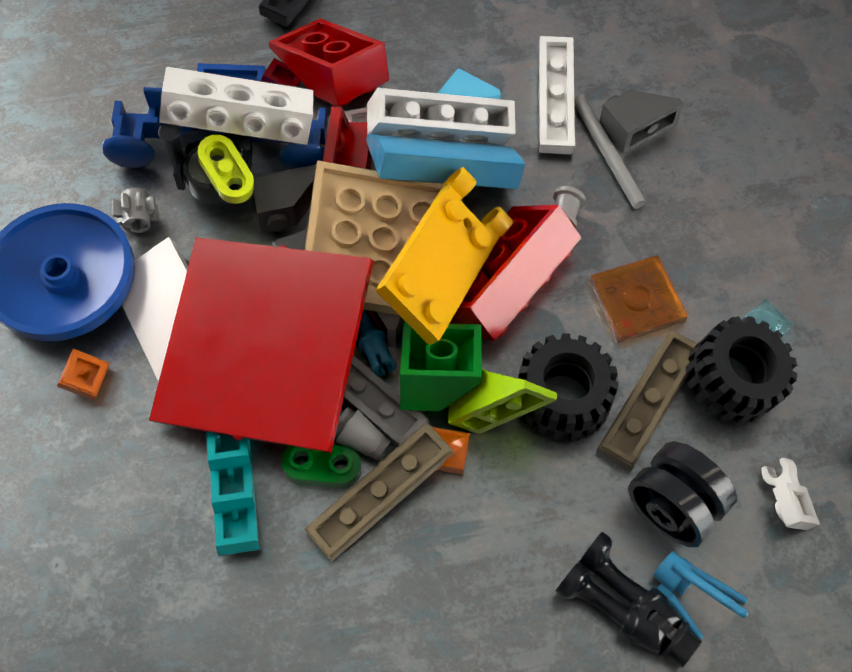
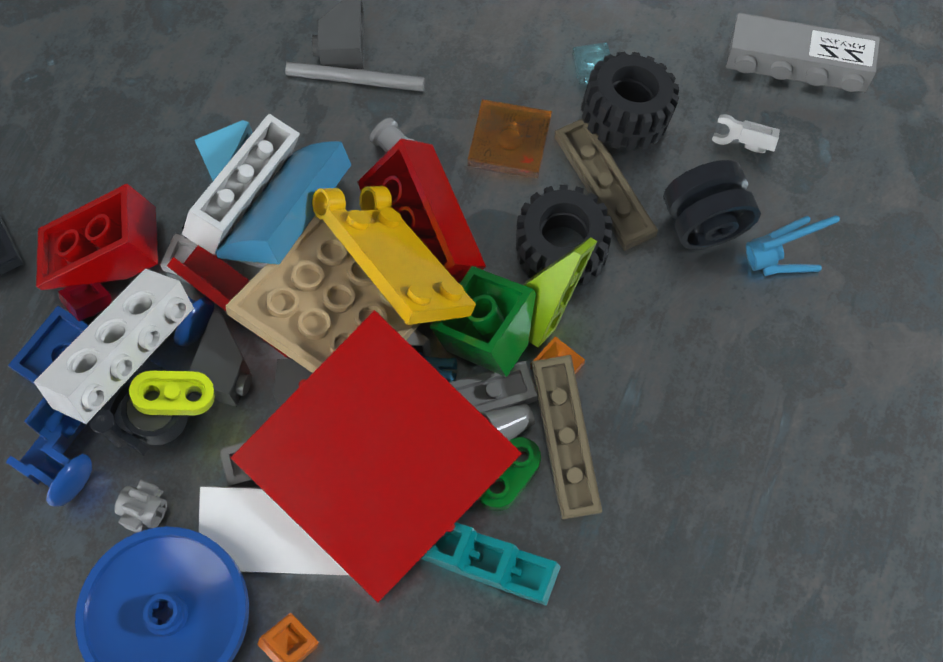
camera: 55 degrees left, 5 degrees up
(556, 95) = (272, 81): white plate -> none
(647, 620) = (789, 295): black piece -> none

